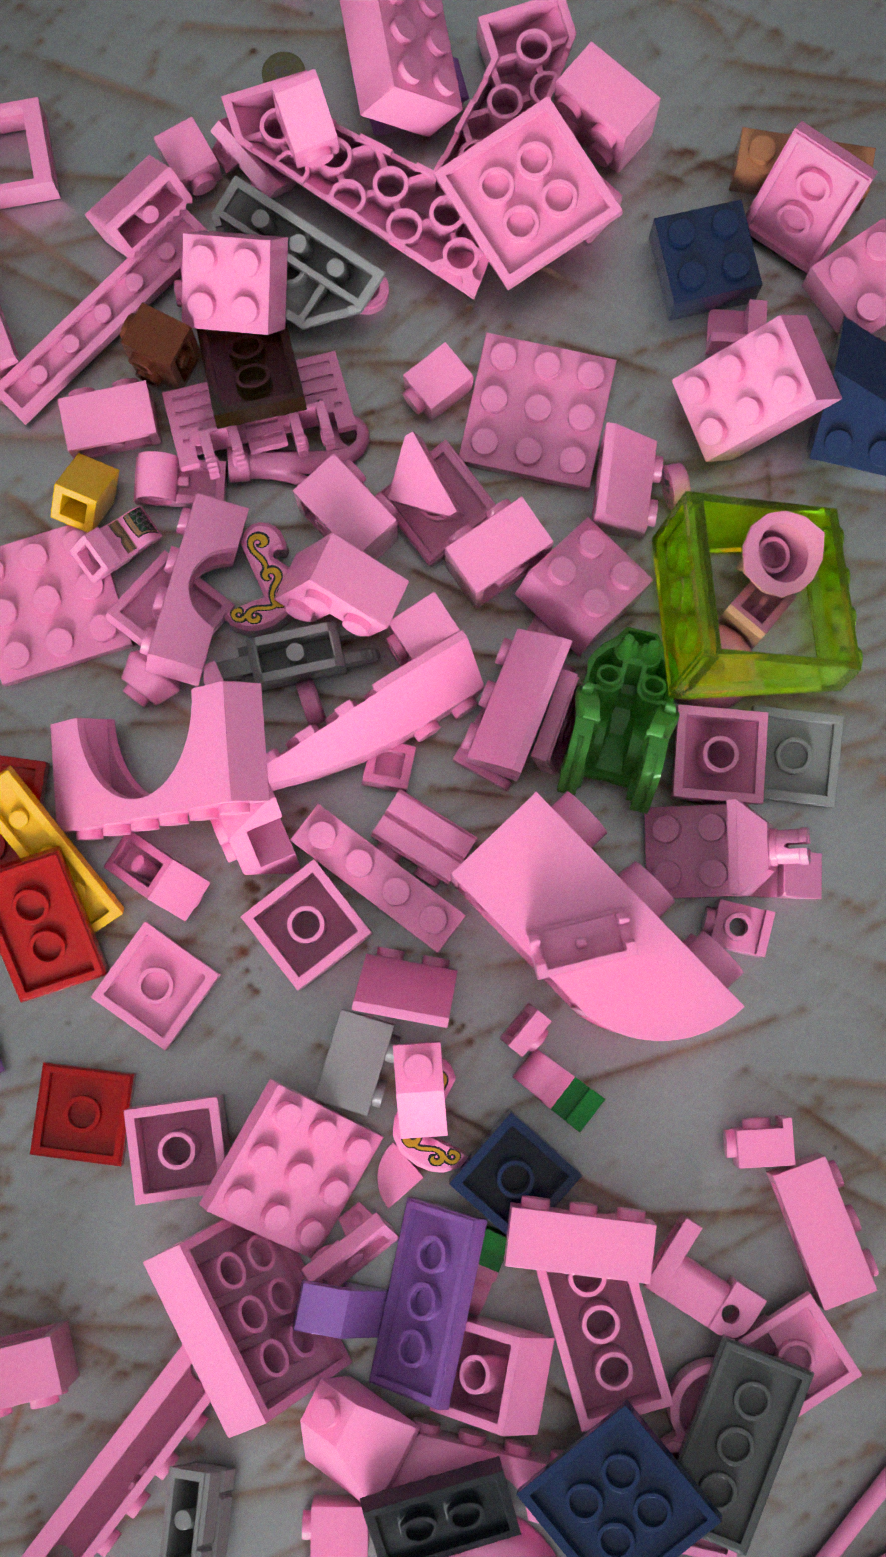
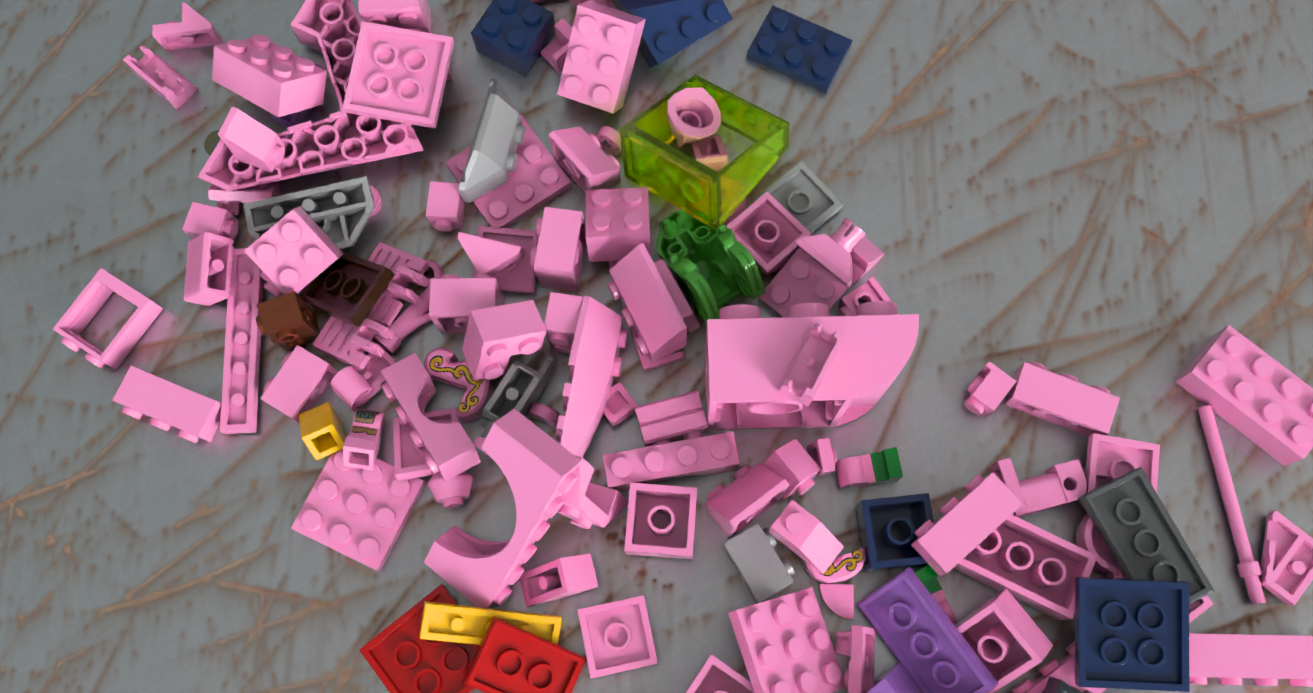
camera: 45 degrees left, 10 degrees down
(483, 1010) = (795, 466): none -> bright pink brick
(547, 370) = (493, 145): none -> light grey wedge

